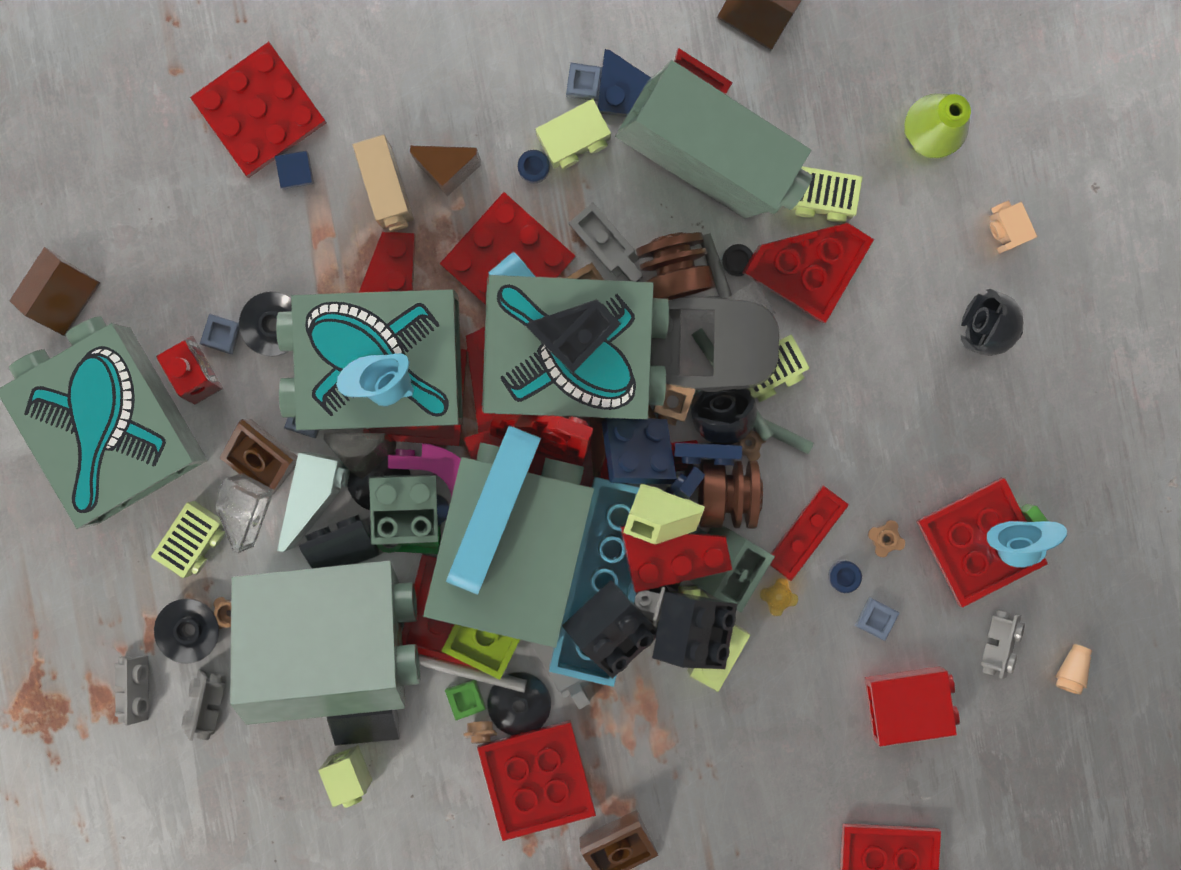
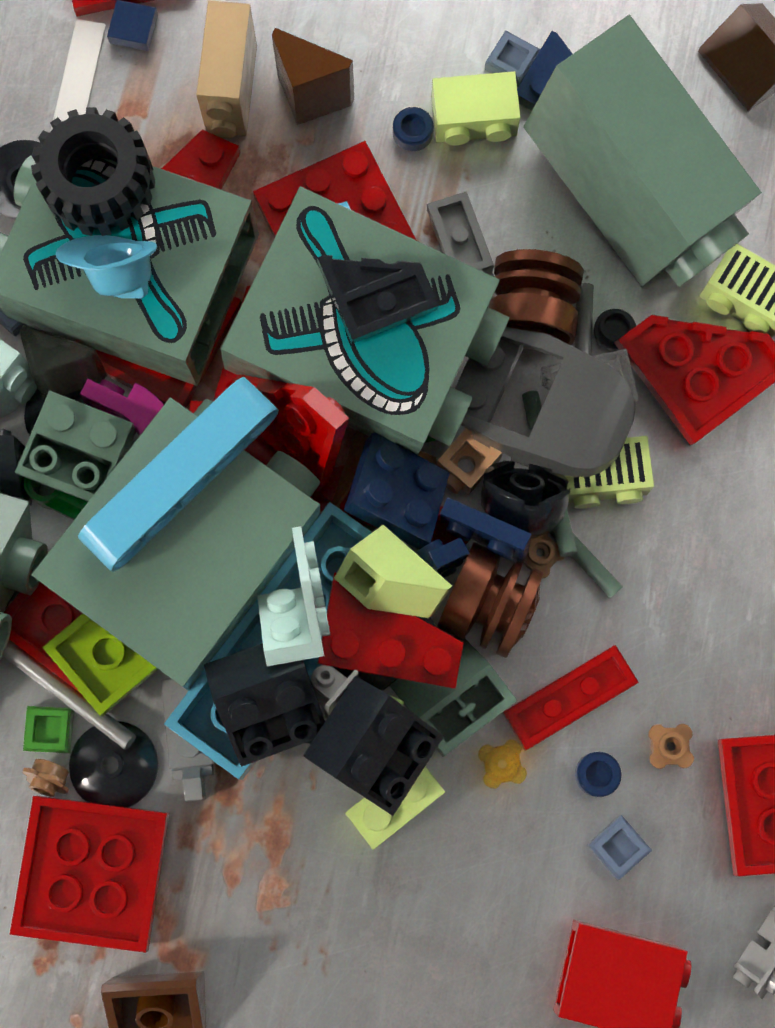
camera: 20 degrees right, 10 degrees down
(272, 230) = (79, 68): none -> white sticker
(311, 307) = (82, 140): none -> black tyre
(604, 570) = (296, 617): none -> light aqua bracket

